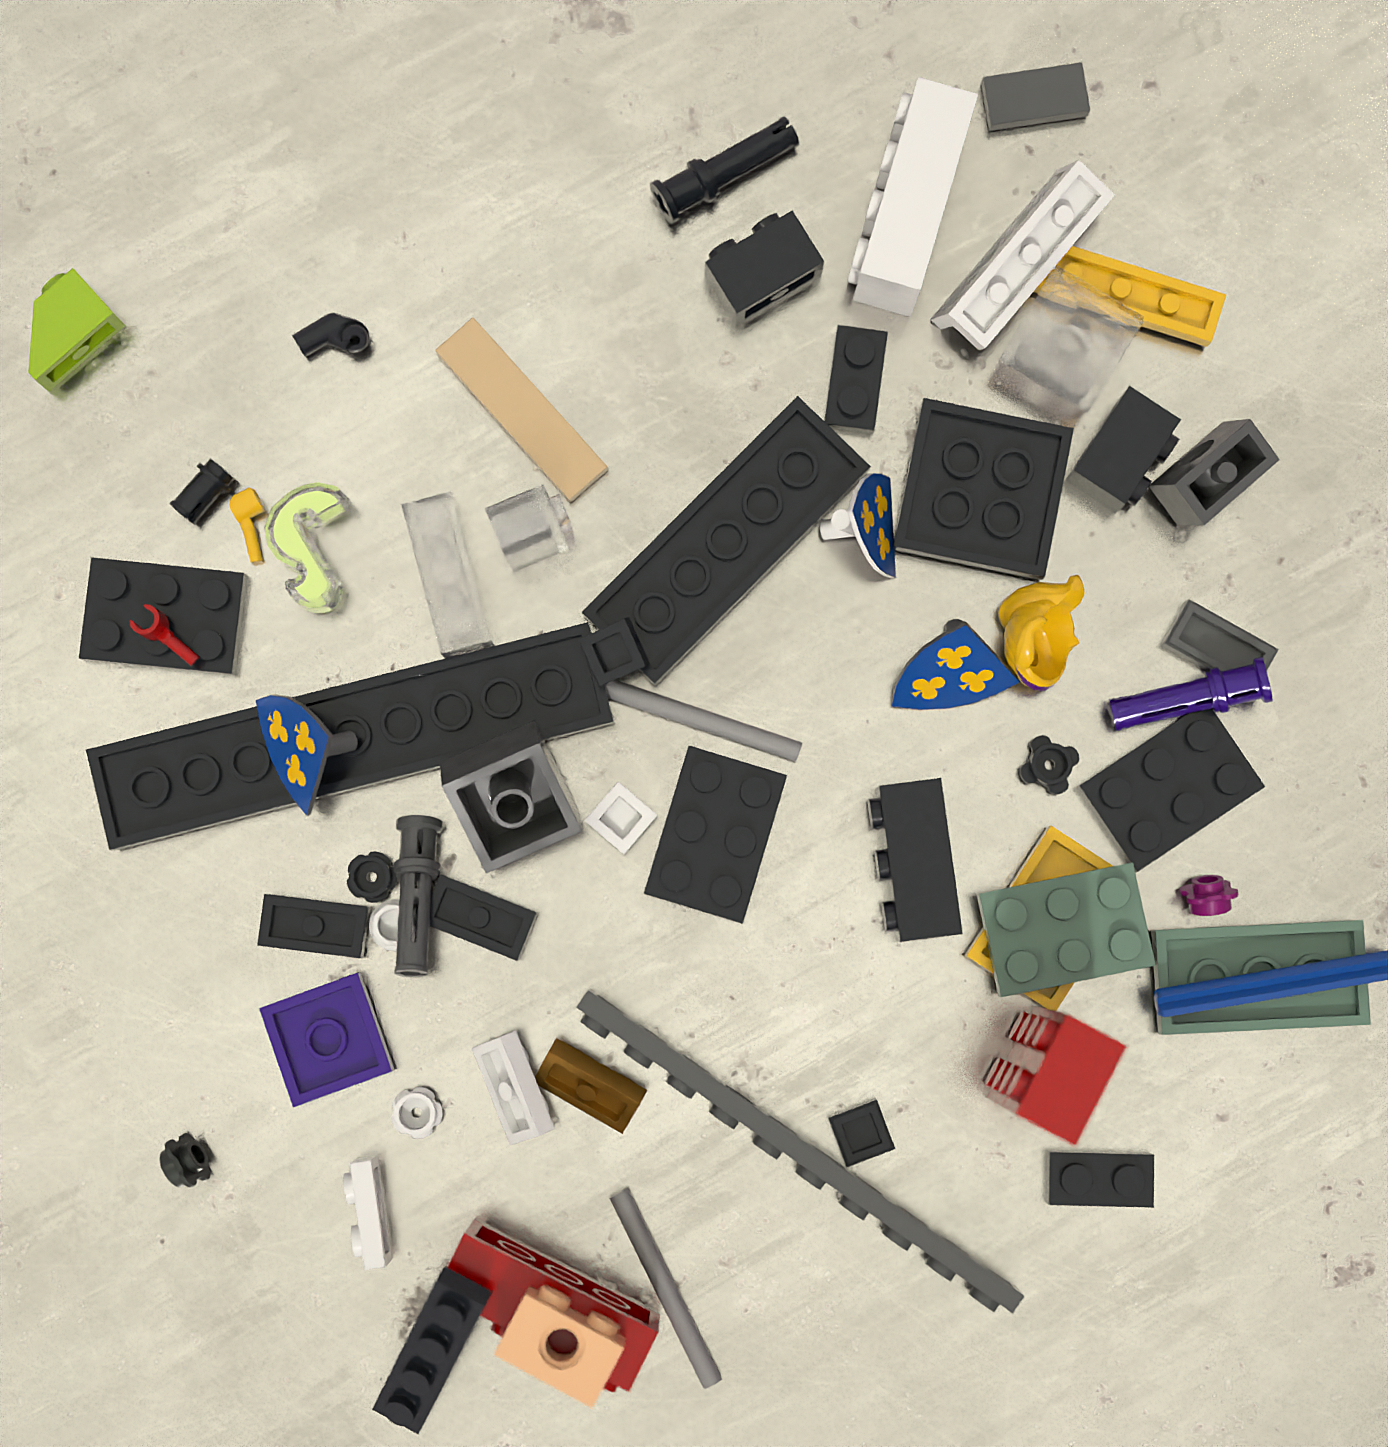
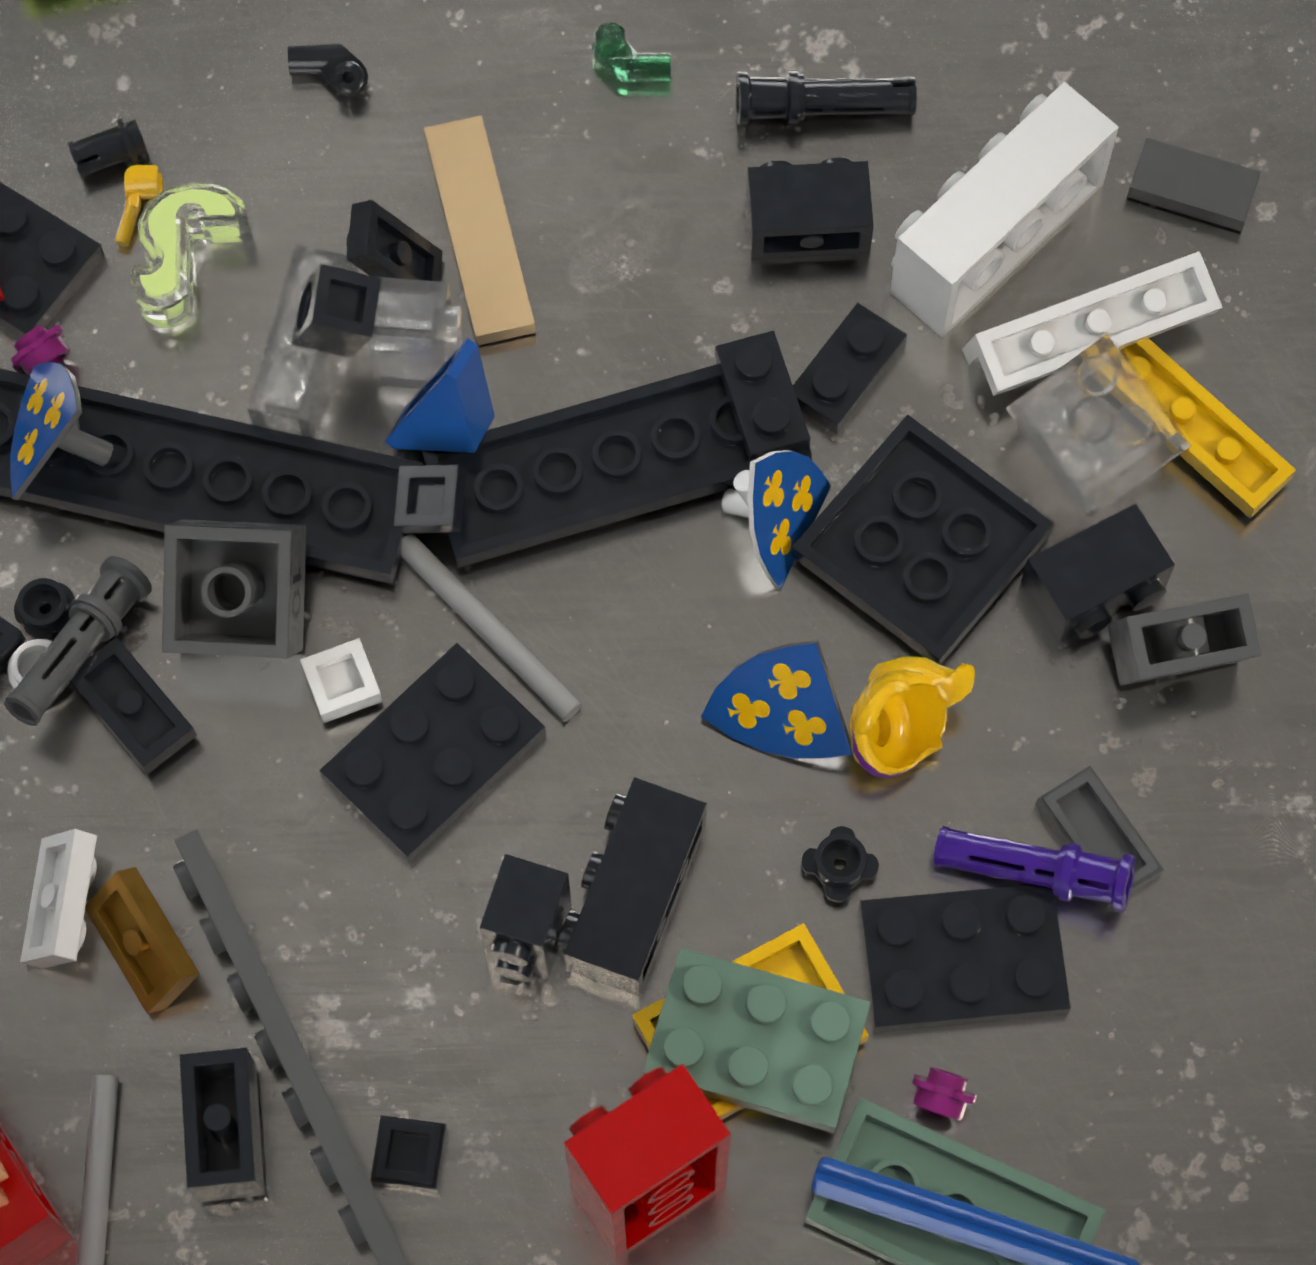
camera: 30 degrees right, 15 degrees down
(249, 682) = (39, 347): none -> magenta plate
(473, 551) = (336, 311): none -> black brick
(476, 471) = (388, 247): none -> black plate
(556, 215) = (624, 62): none -> clear green arm
(583, 574) = (450, 409): none -> blue slope
(727, 1190) = (221, 1125): none -> black brick
(812, 441) = (762, 395): none -> black plate
(861, 933) = (525, 918): none -> black brick

